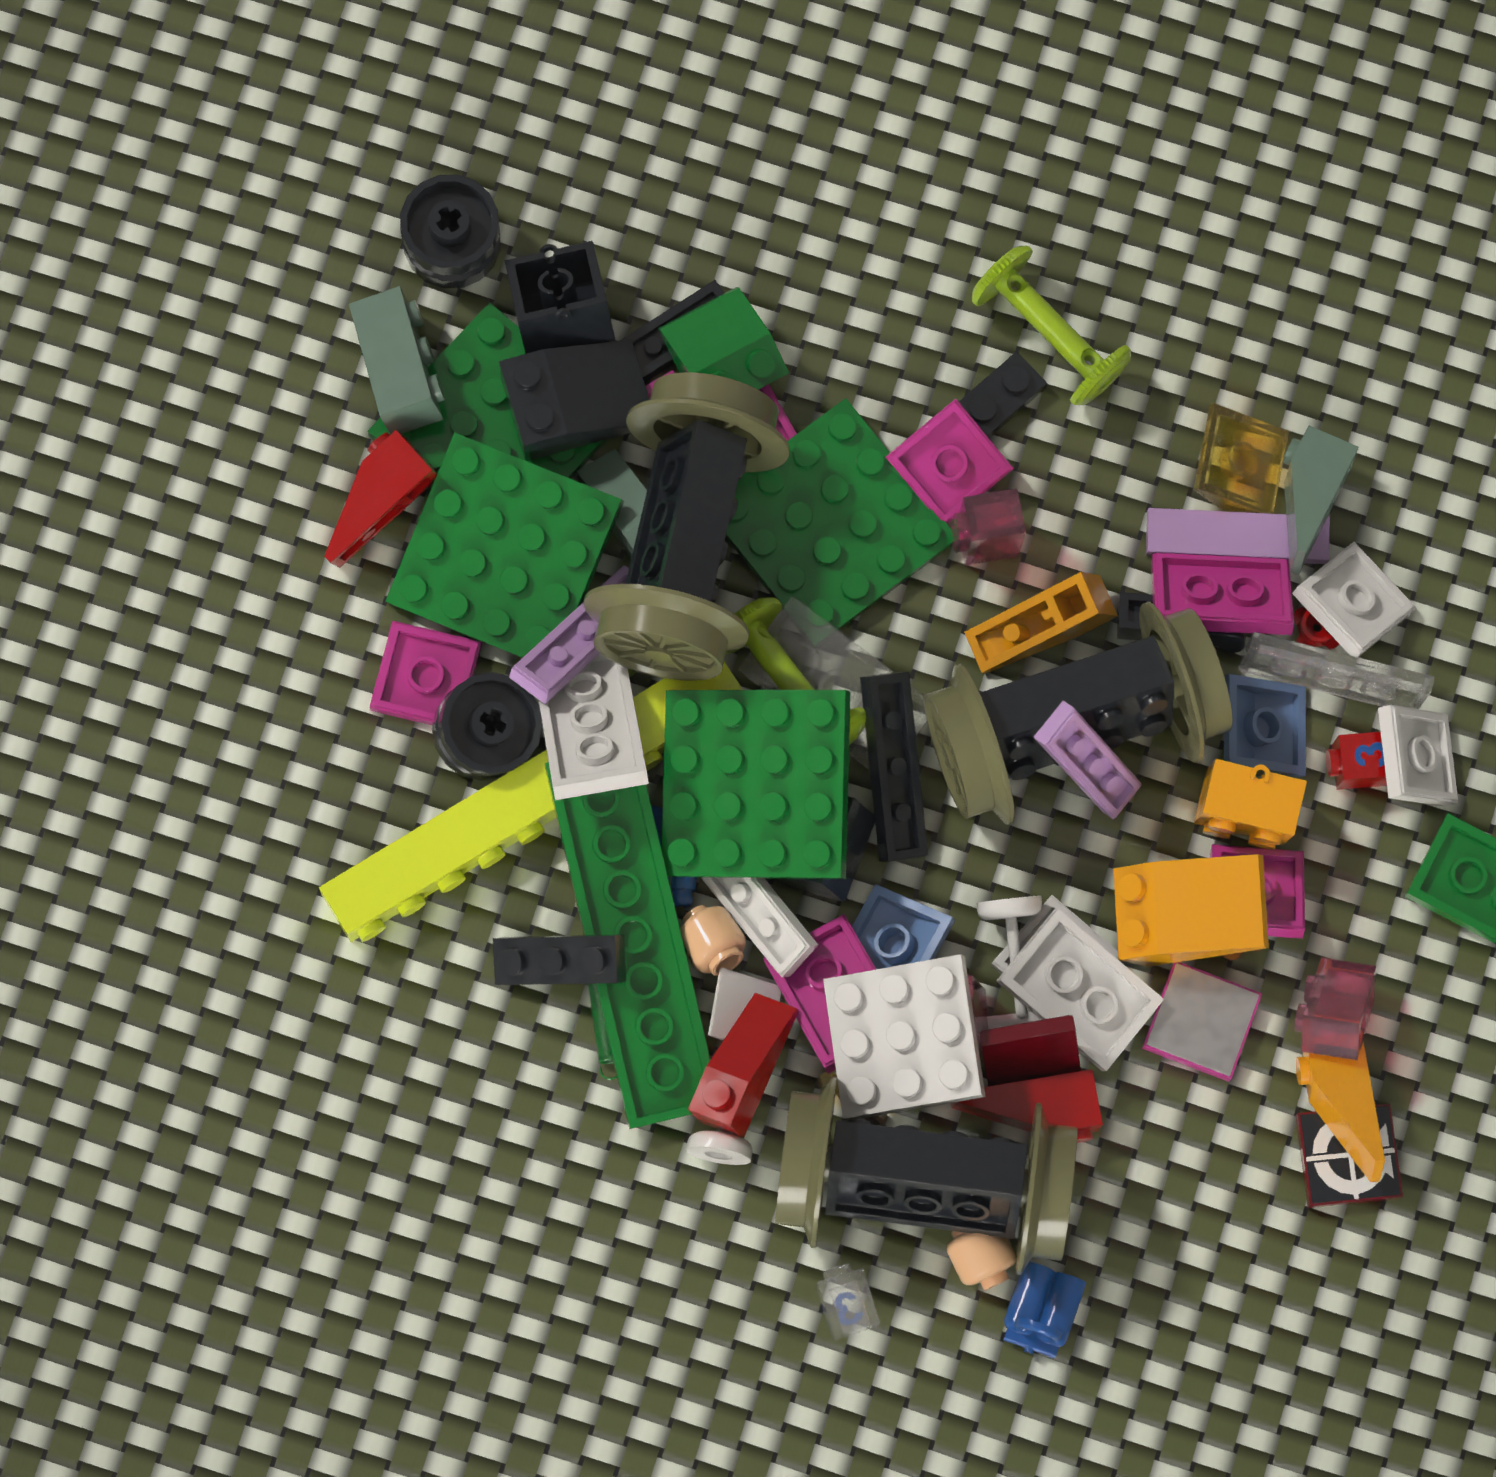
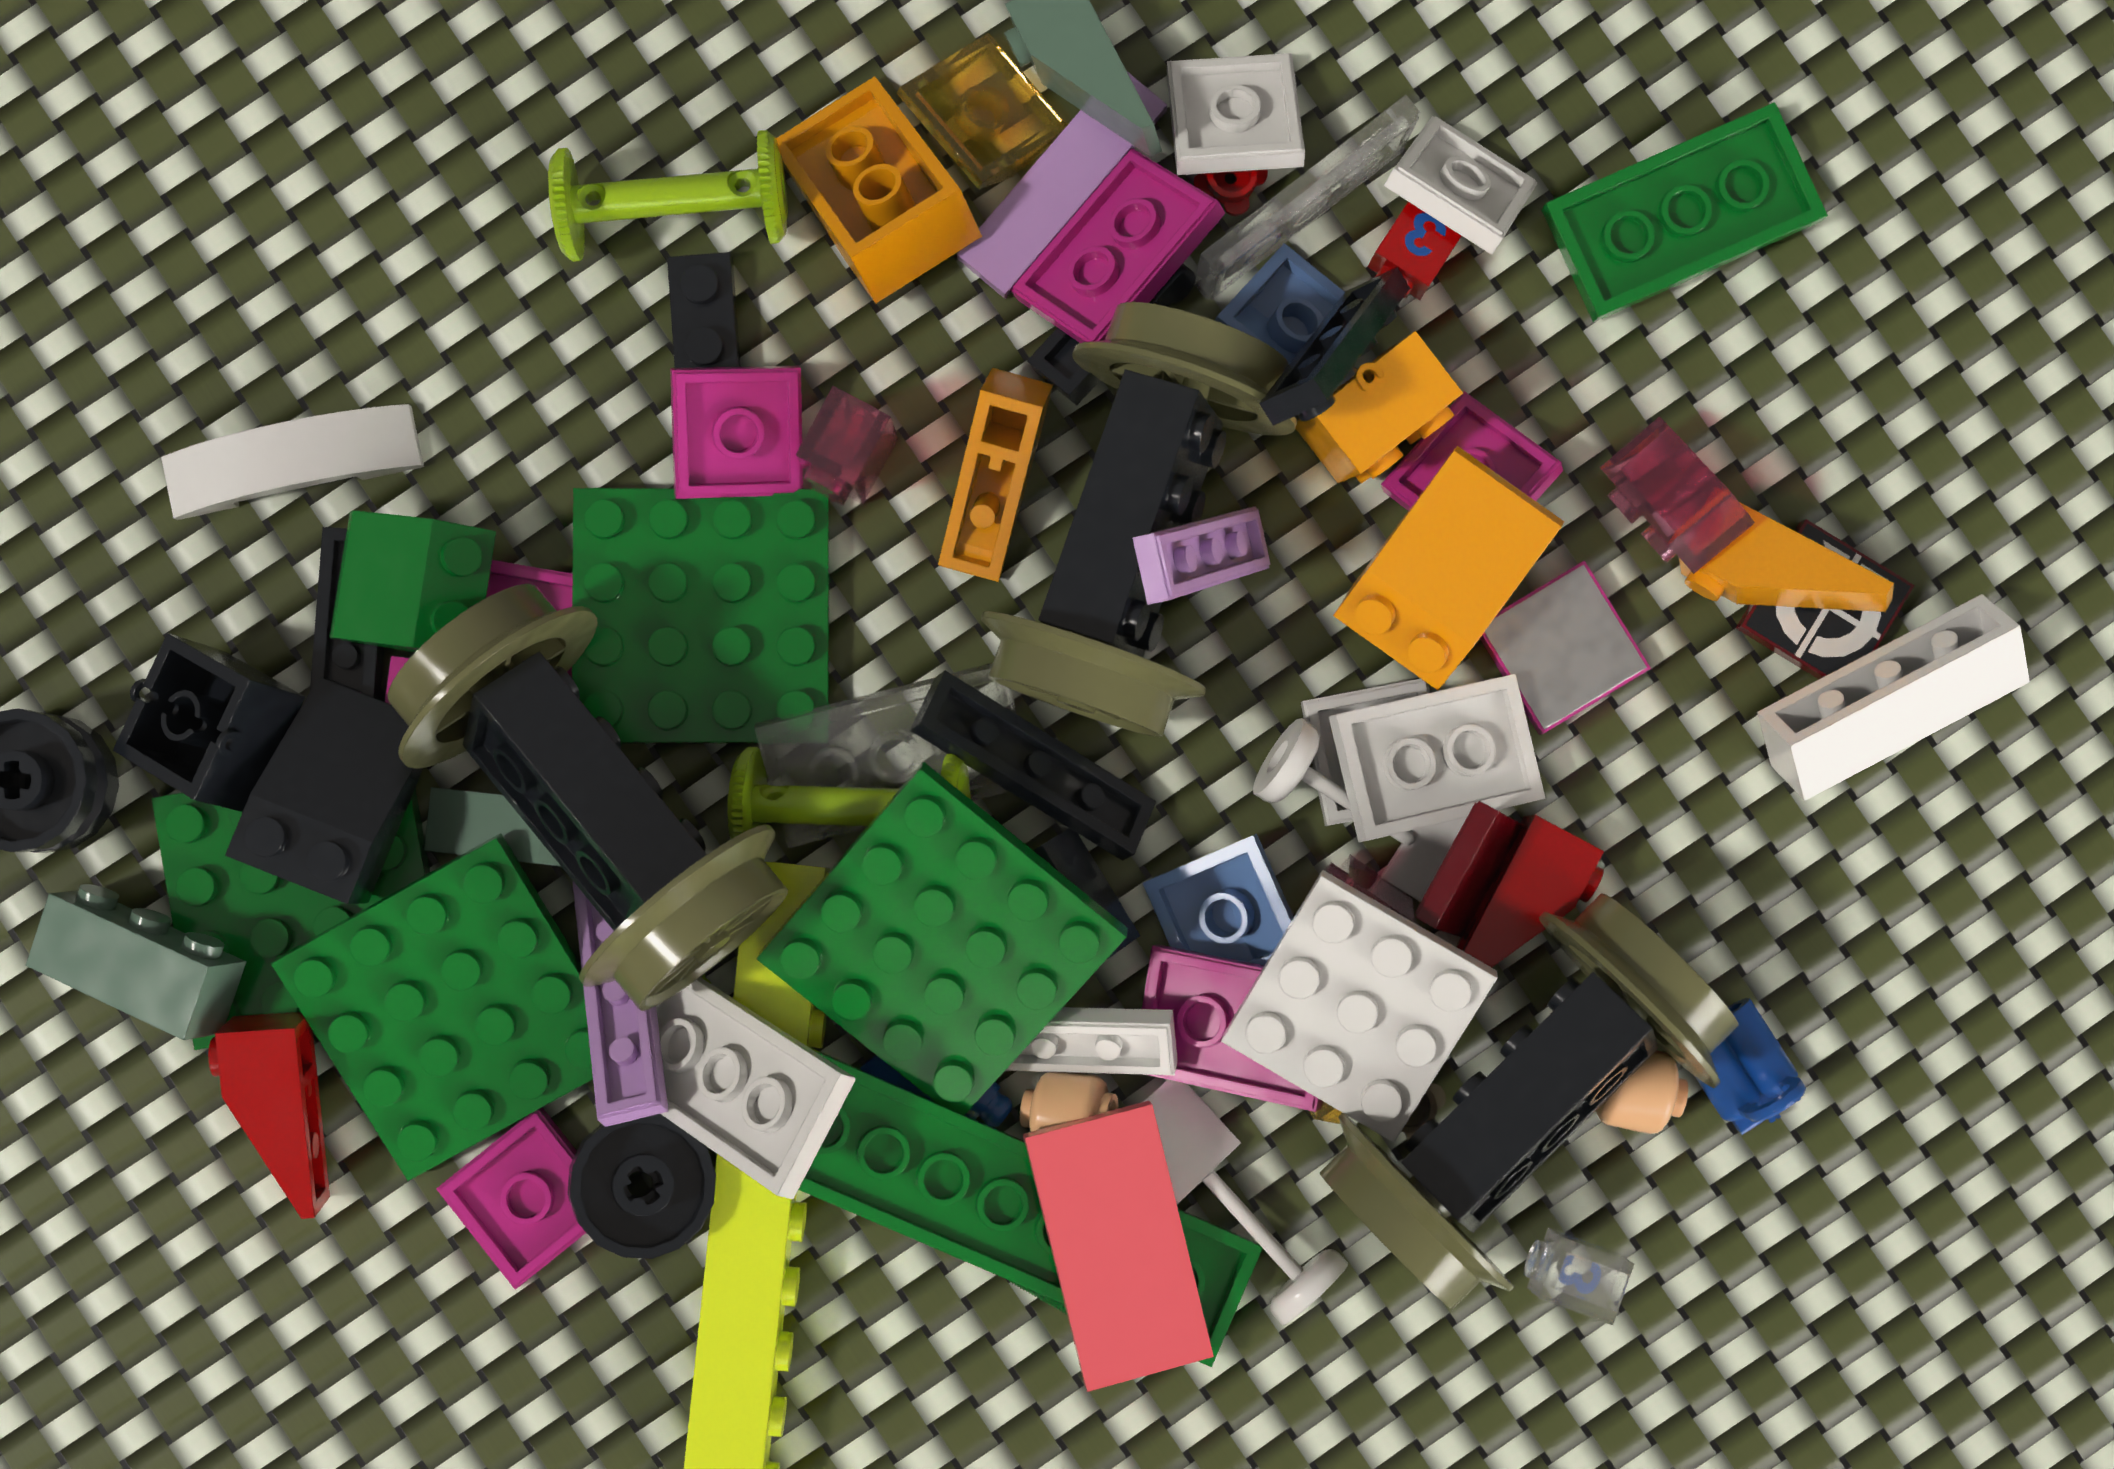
camera: 50 degrees left, 10 degrees up
(559, 959) = (968, 1306): black plate -> none
(661, 1015) = (1118, 1245): none -> coral tile
(740, 233) = (291, 457): none -> white slope
(743, 1066) = (1243, 1198): red slope -> none
(1148, 436) = (877, 189): none -> light orange slope
(1251, 744) = (1334, 348): none -> black plate
(1326, 1228) = (1894, 696): none -> white brick

